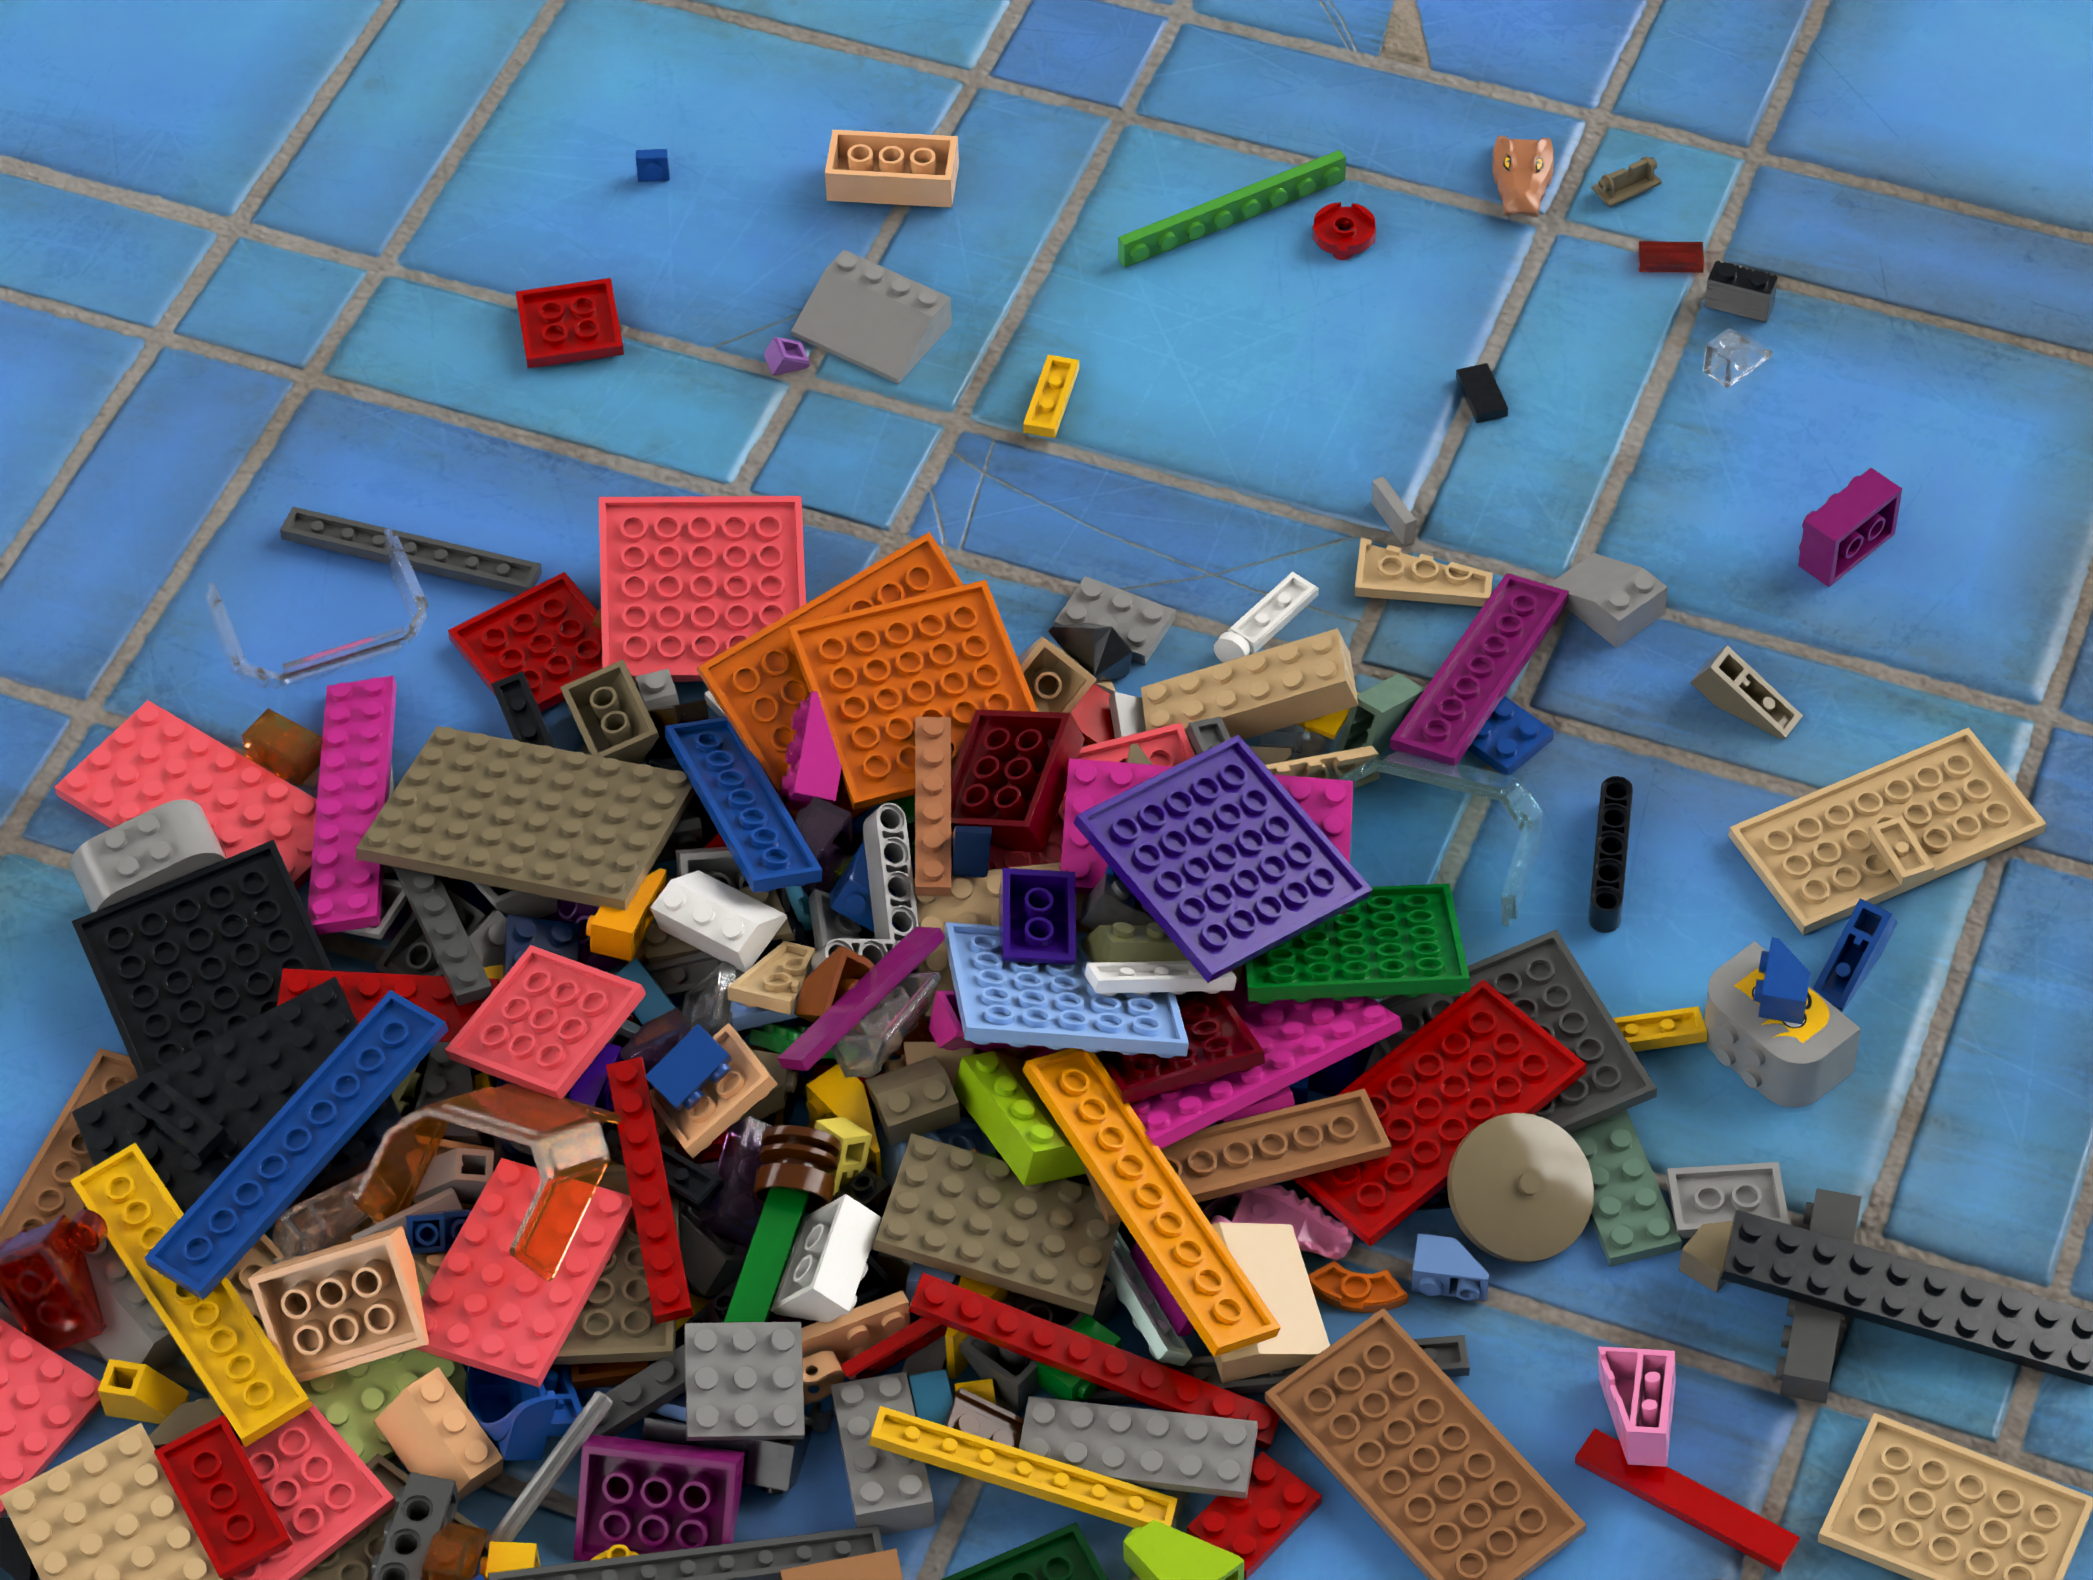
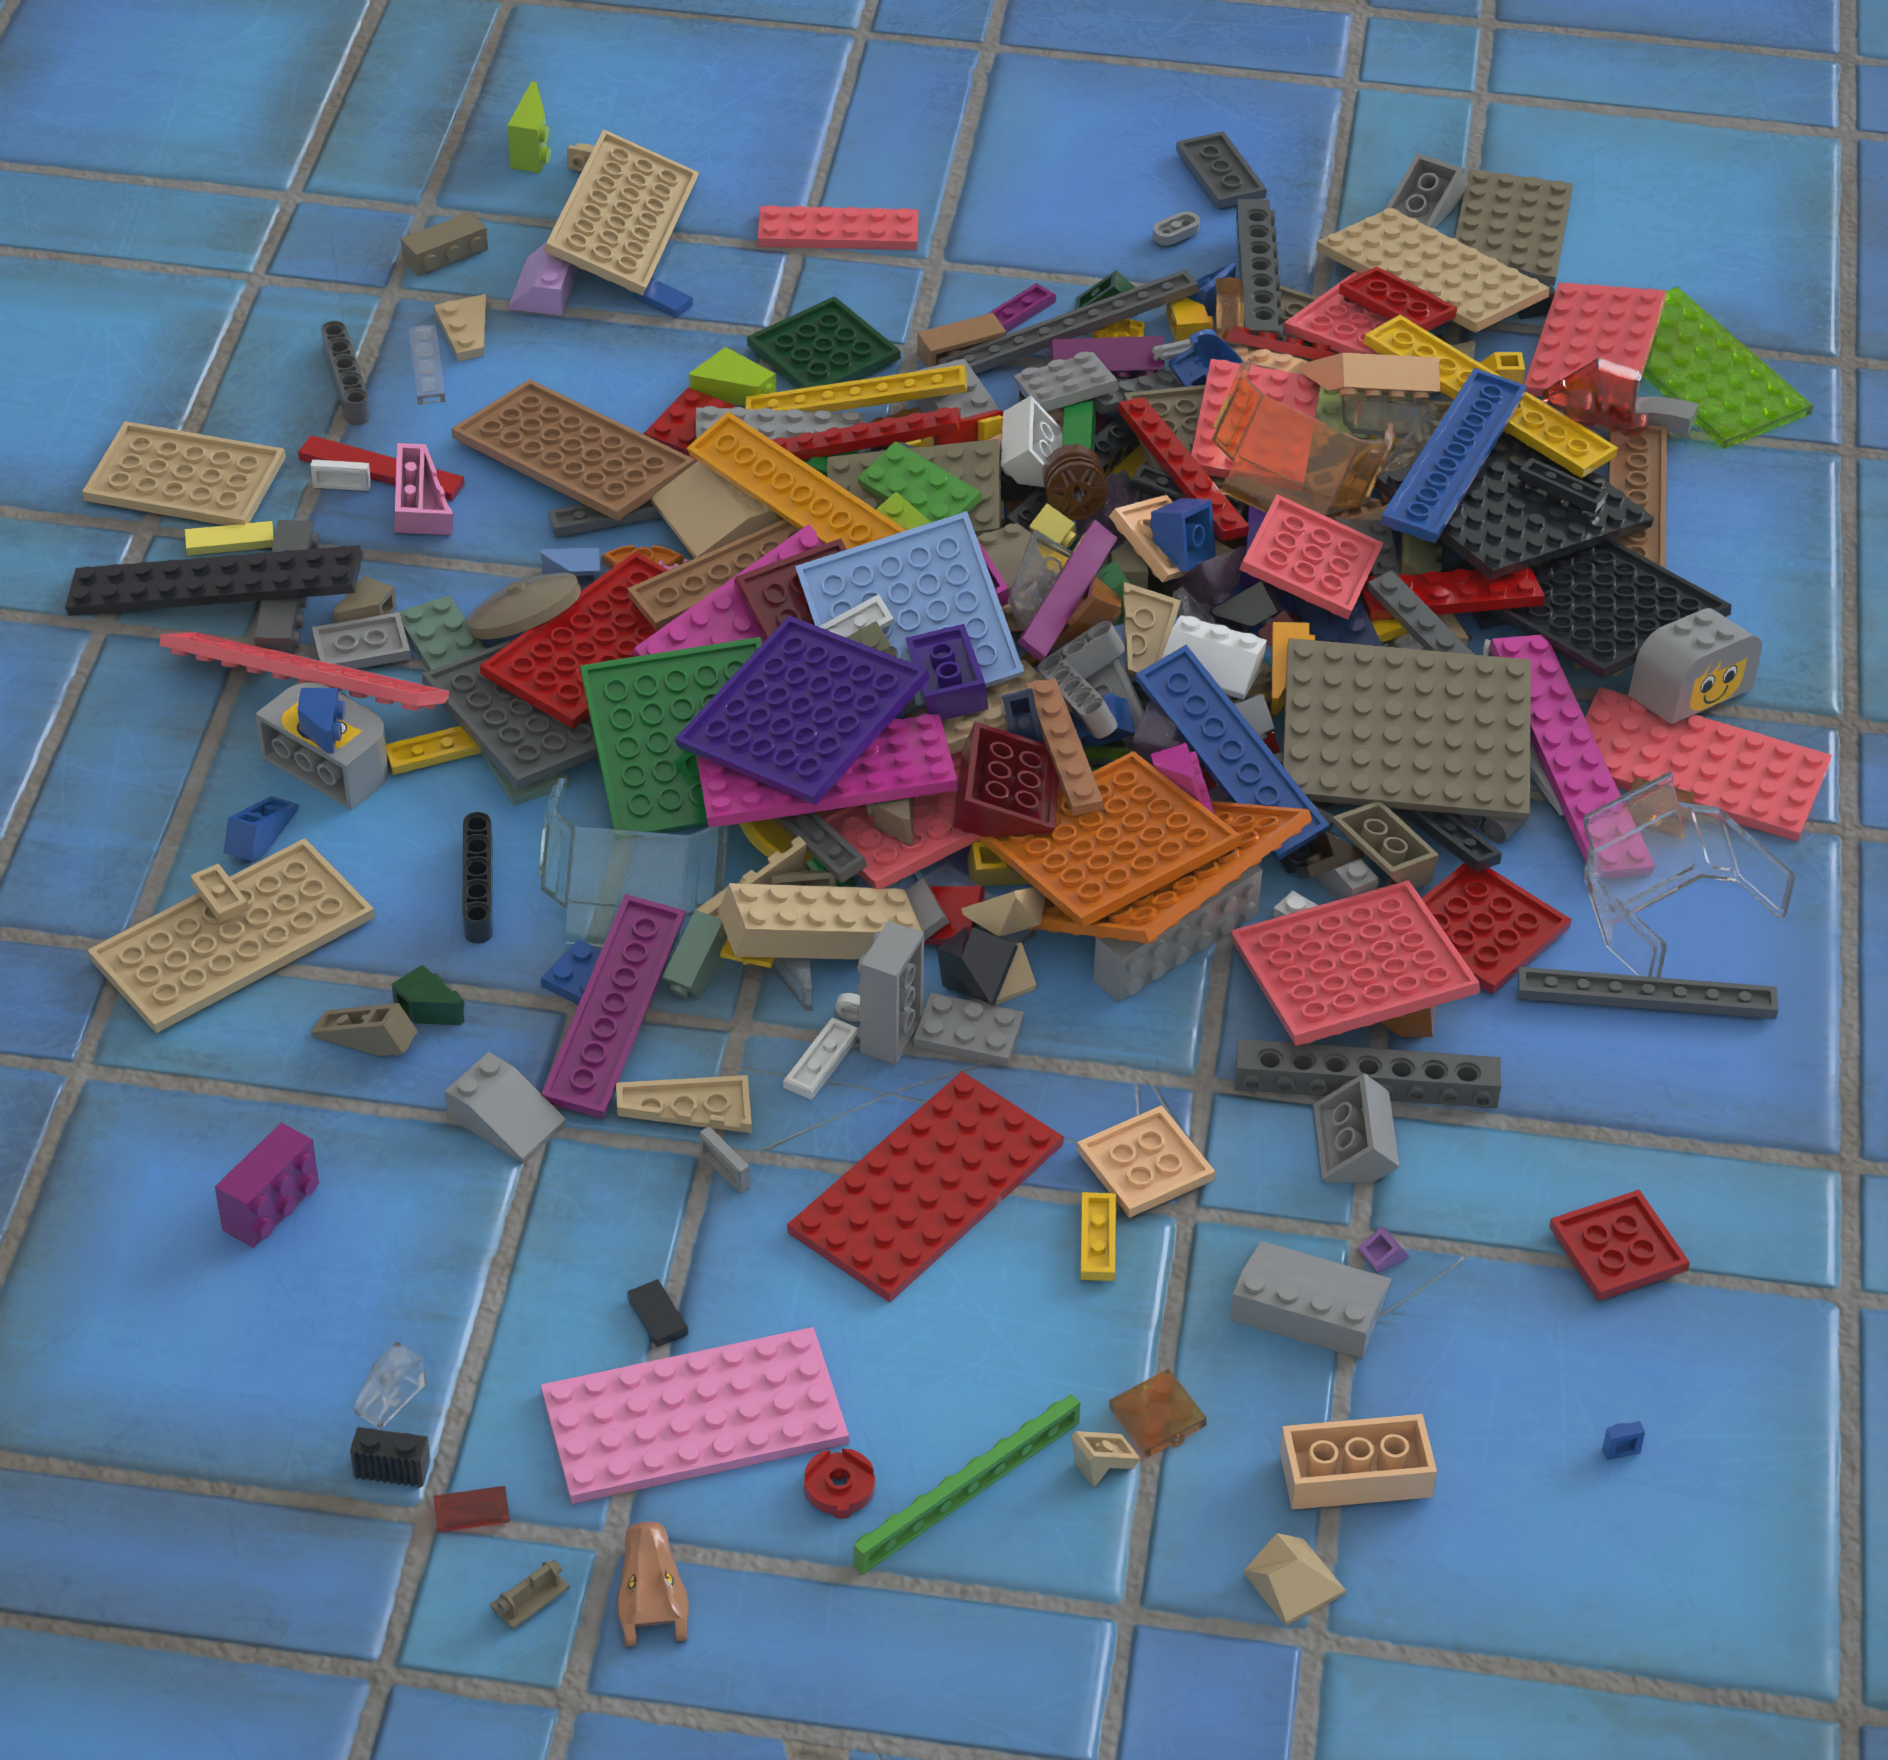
camera: 165 degrees right, 5 degrees down
(432, 1457) = (1267, 341): none -> red plate
(768, 449) = (1356, 1133): none -> light grey slope
(827, 524) = (1405, 1074): none -> dark grey brick
(862, 1343) = (990, 427): none -> yellow tile
(979, 115) = (1292, 1578): none -> tan slope
(982, 457) = (1145, 1161): none -> light nougat plate
(995, 1199) = (919, 482): none -> bright green plate
(1047, 247) = (1158, 1413): none -> clear orange plate
(1111, 204) = (1100, 1451): none -> tan slope
(1196, 587) = (890, 992): none -> light grey brick
(1198, 475) = (925, 1186): none -> red plate
(1462, 305) = (693, 1415): none -> bright pink plate
(1677, 718) = (428, 998): none -> dark green slope
(1742, 1477) = (340, 475): none -> white tile
(1803, 1122) = (305, 669): none -> coral plate
(1905, 1405) = (229, 538): none -> light yellow tile

